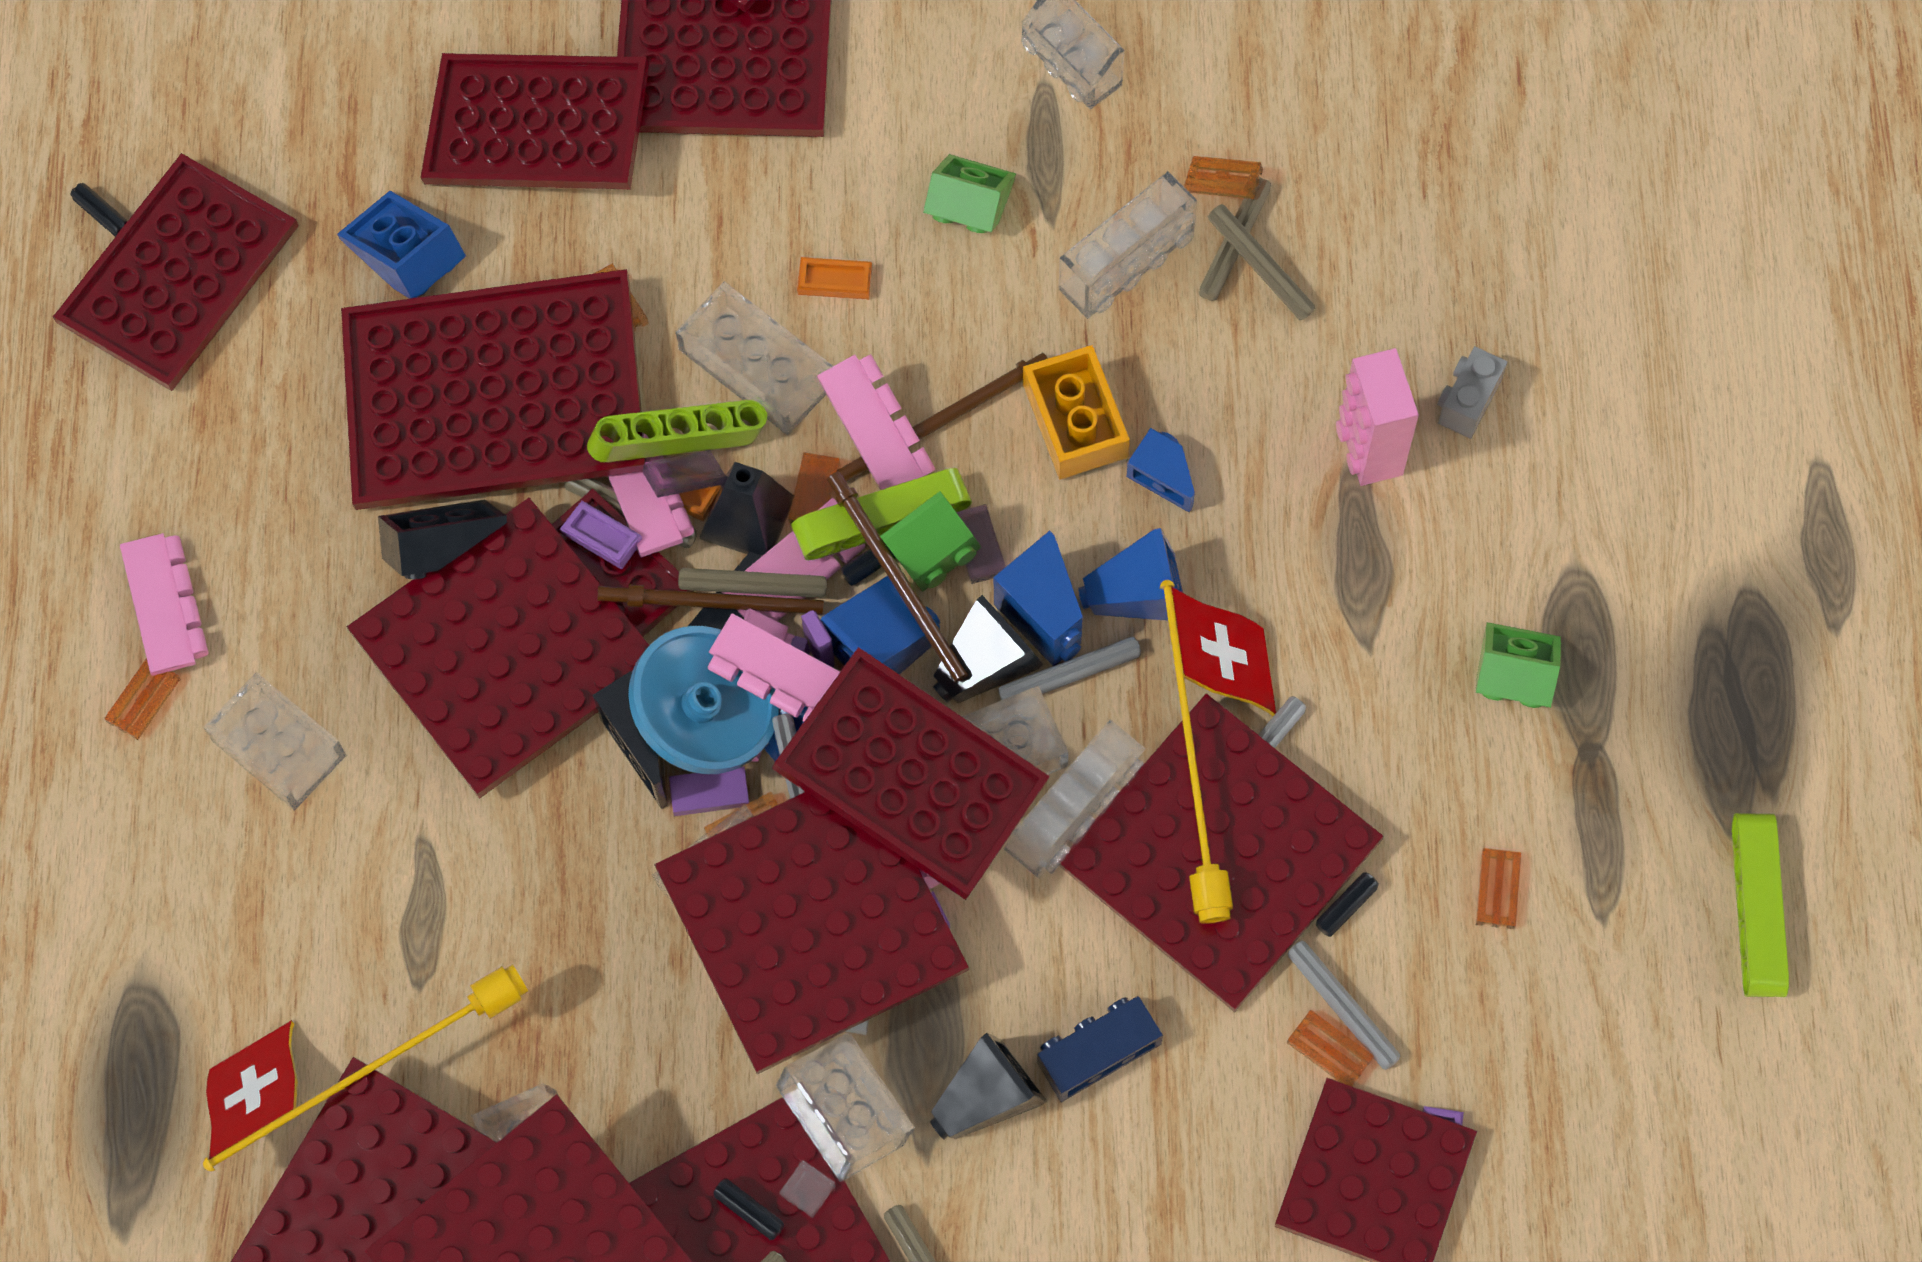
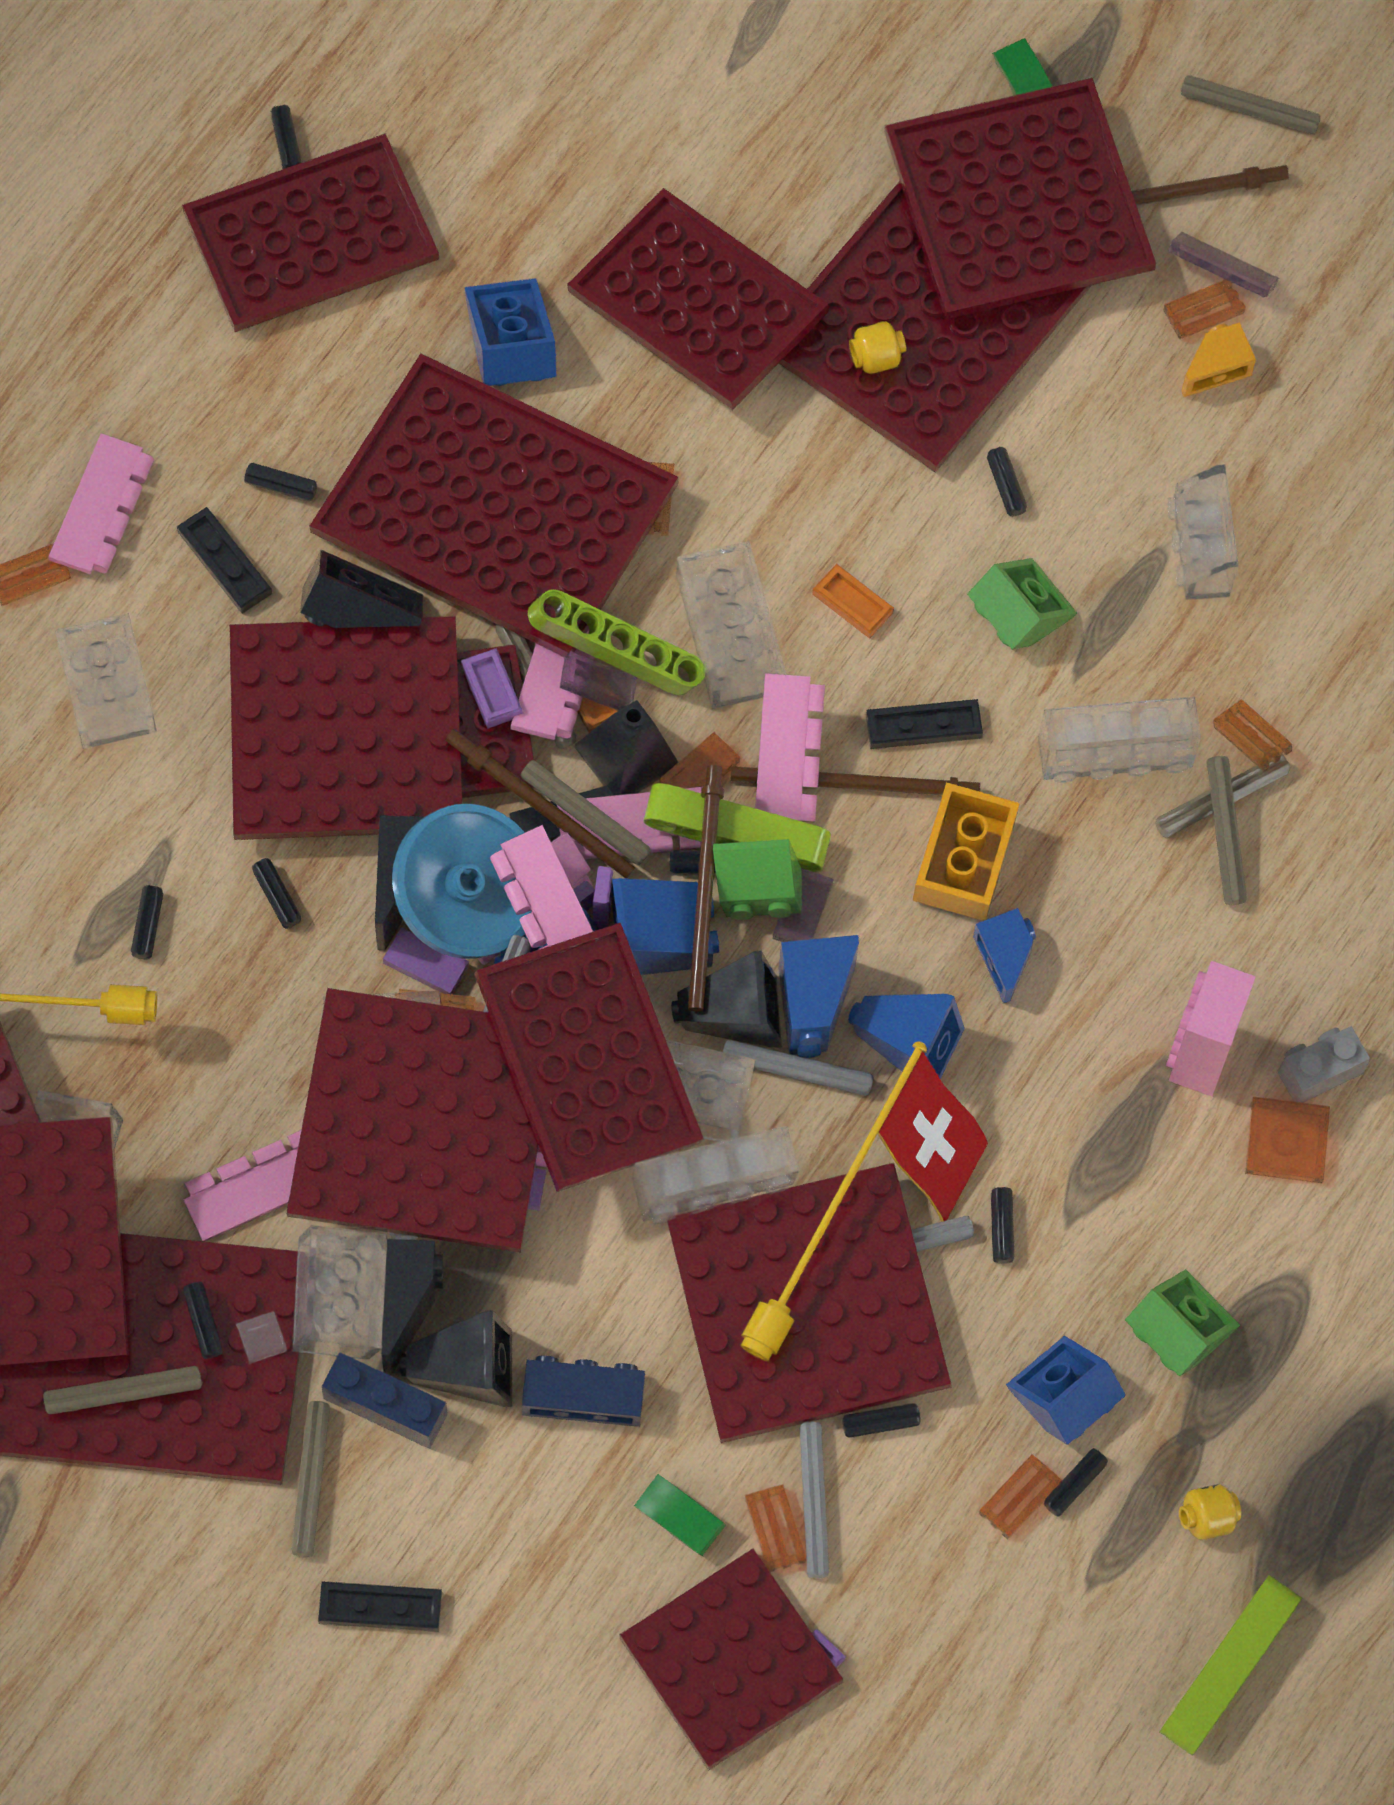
camera: 30 degrees right, 0 degrees up
(299, 579) = (224, 560): none -> black tile
(300, 485) = (280, 482): none -> black axle
(454, 915) = (147, 922): none -> black axle
(545, 818) = (276, 893): none -> black axle
(699, 1078) = (243, 1190): none -> bright pink windscreen
(709, 67) = (877, 347): none -> yellow head
(885, 107) = (1006, 481): none -> black axle
(896, 1056) = (409, 1293): none -> black slope
(945, 1169) = (384, 1400): none -> dark blue brick
(963, 336) = (924, 724): none -> black tile
(1250, 1092) = (680, 1515): none -> green slope
(1322, 685) = (1002, 1225): none -> black axle
(1471, 778) = (1067, 1389): none -> blue slope
(1486, 469) = (1287, 1139): none -> clear orange tile
(1532, 846) = (1075, 1482): none -> black axle
(1653, 794) = (1210, 1512): none -> yellow head

